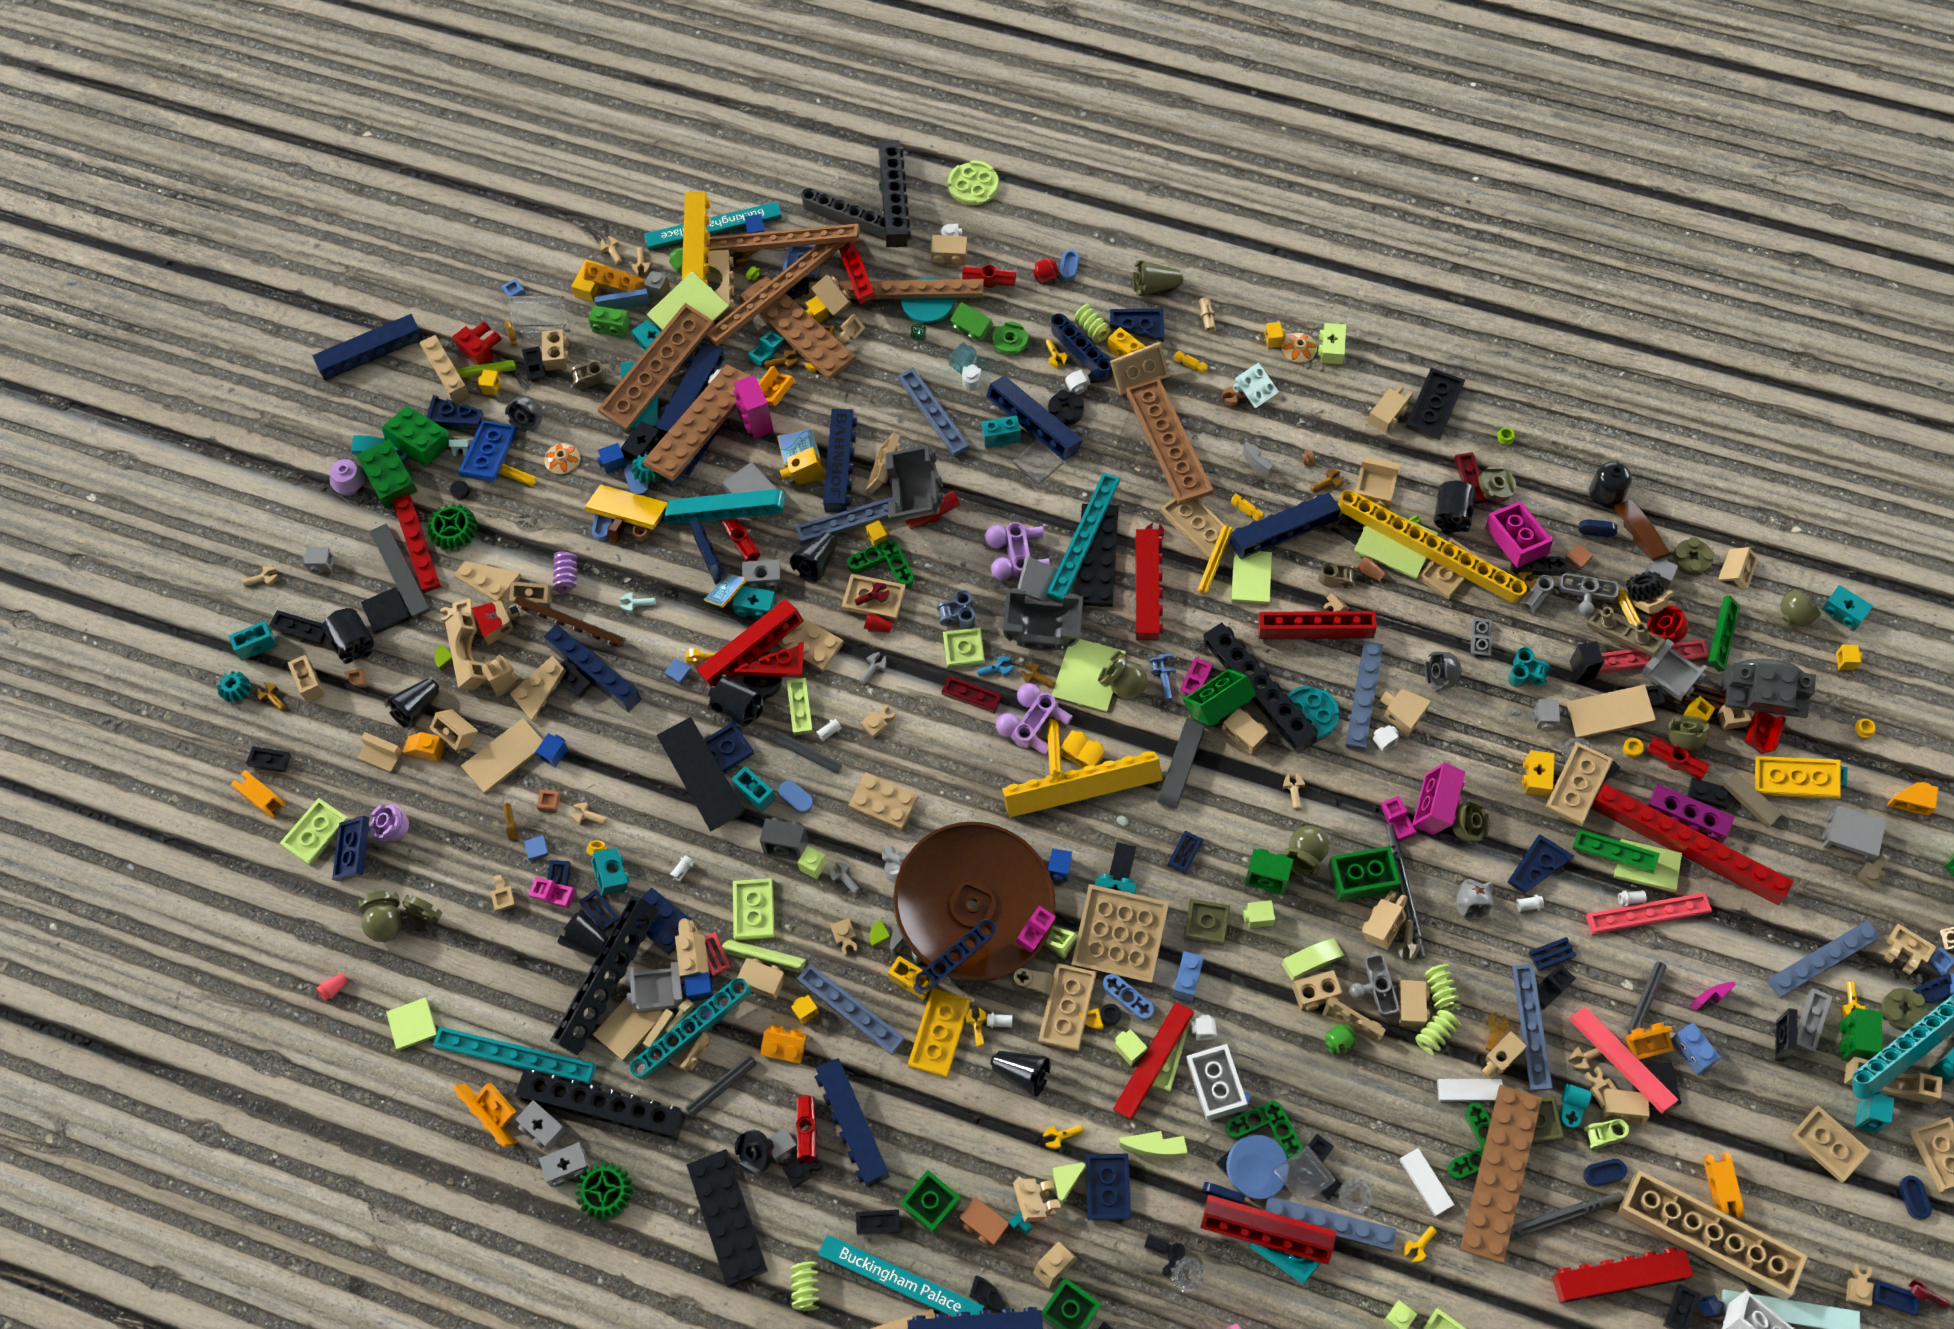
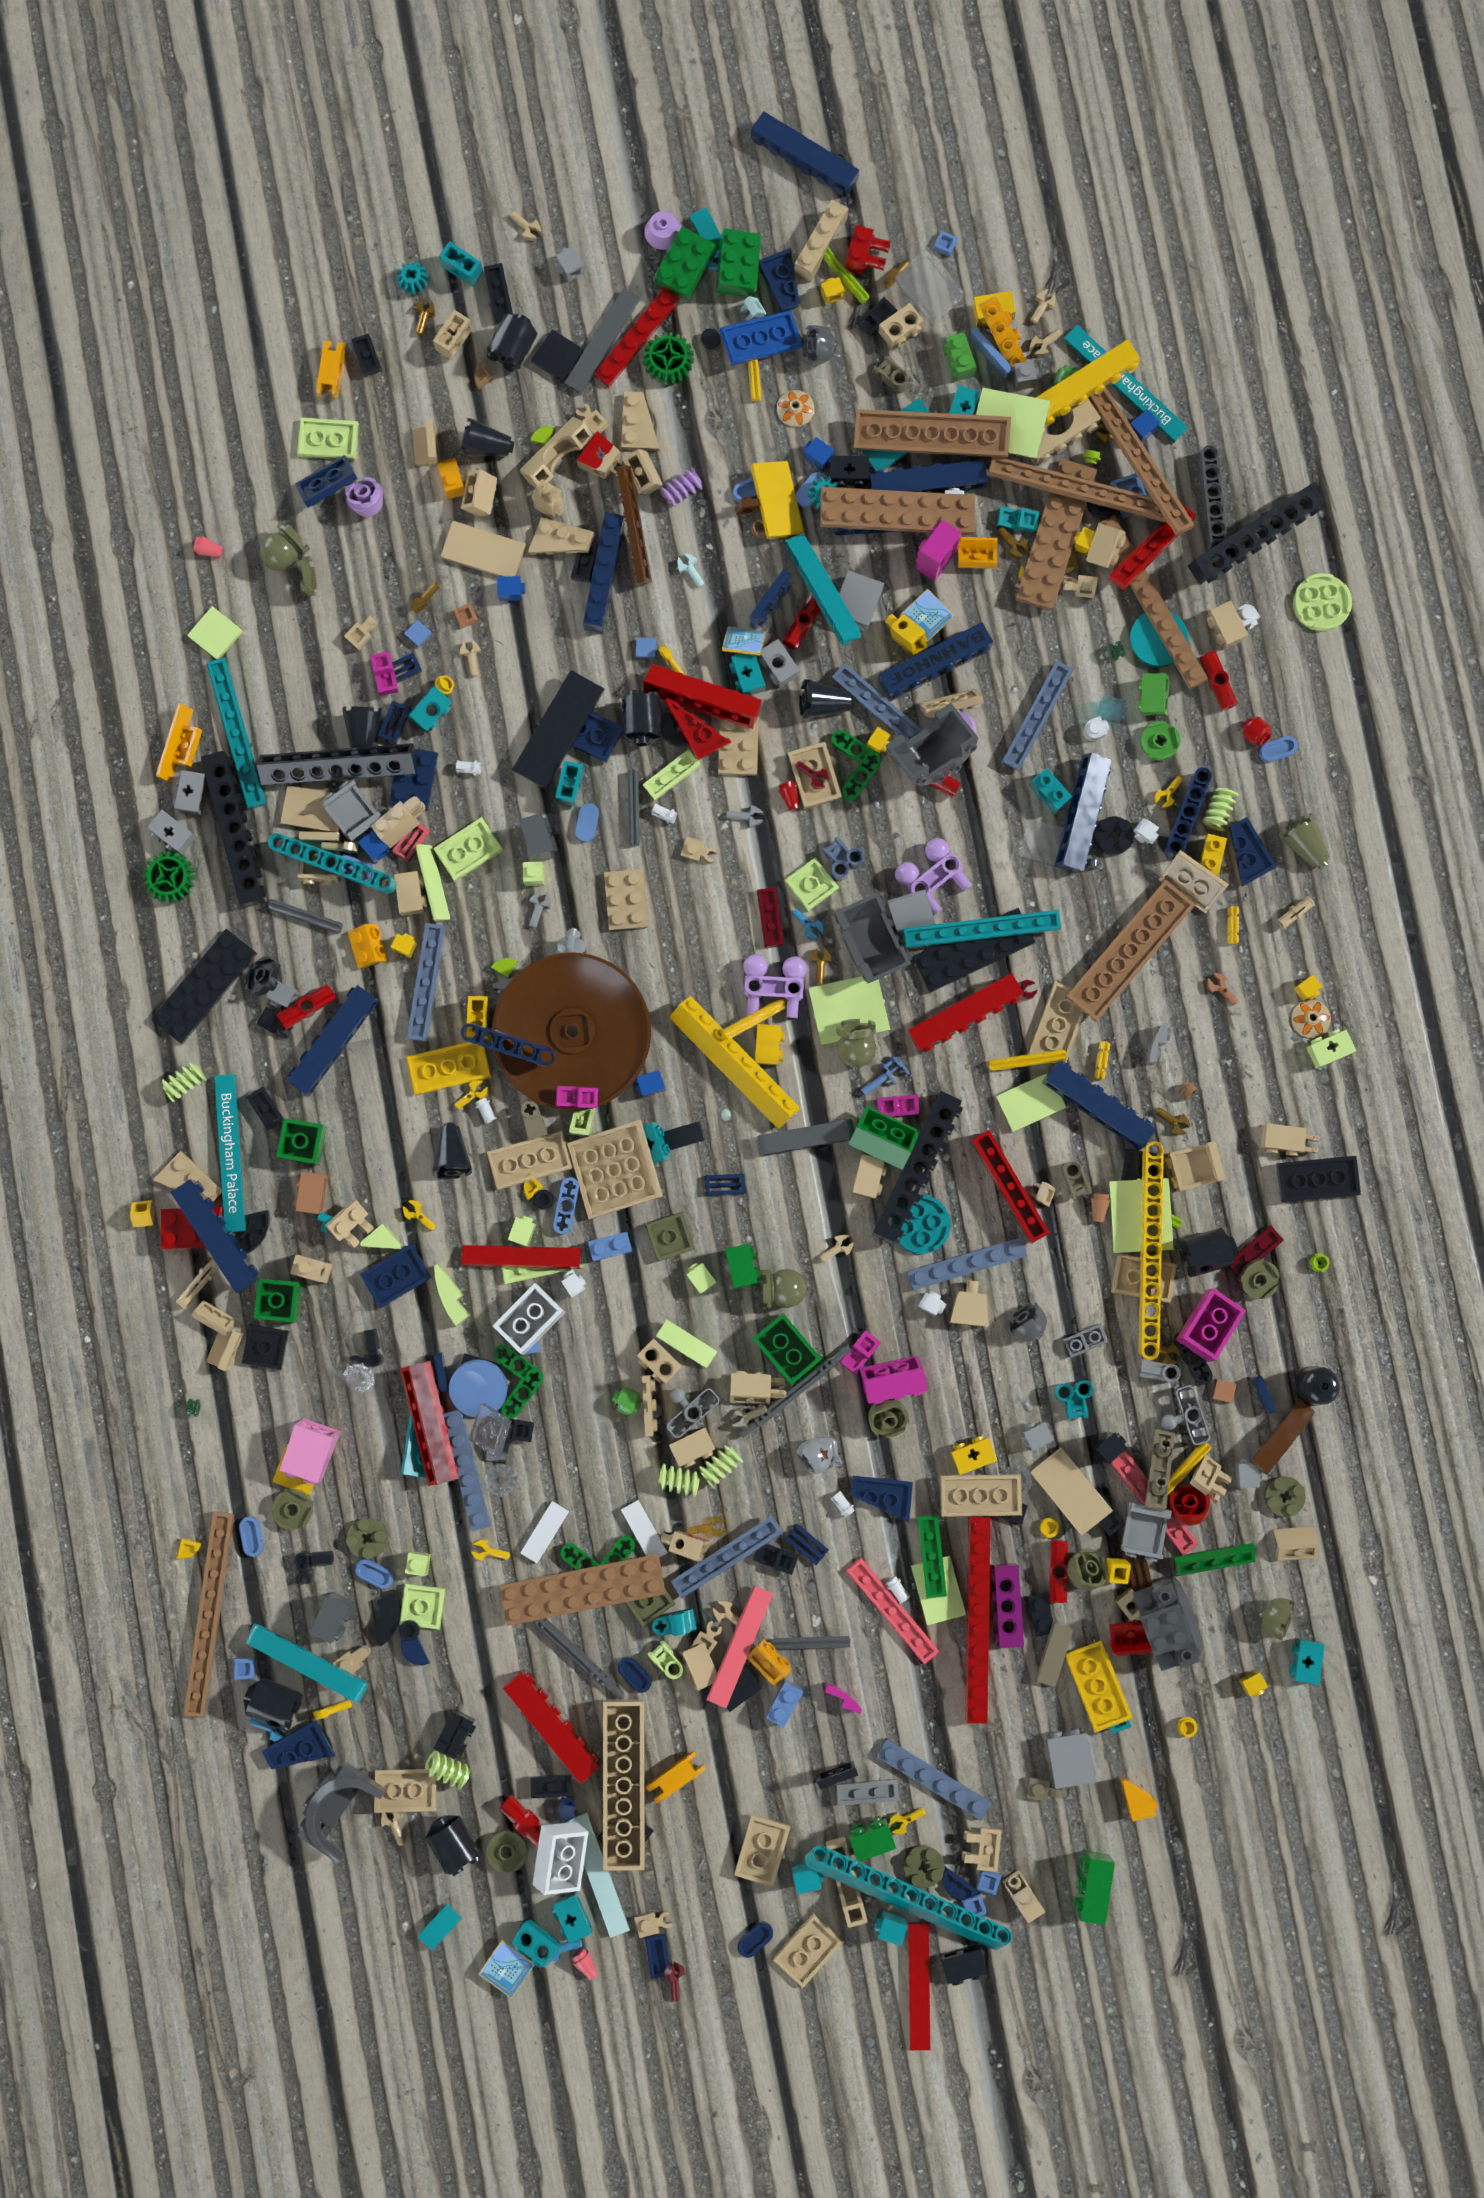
camera: 55 degrees right, 20 degrees up
(843, 934) = (488, 937): tan plate -> none
(1255, 385) = (1239, 1000): light aqua hinge -> none
(1645, 586) = (1214, 1472): black tyre -> none

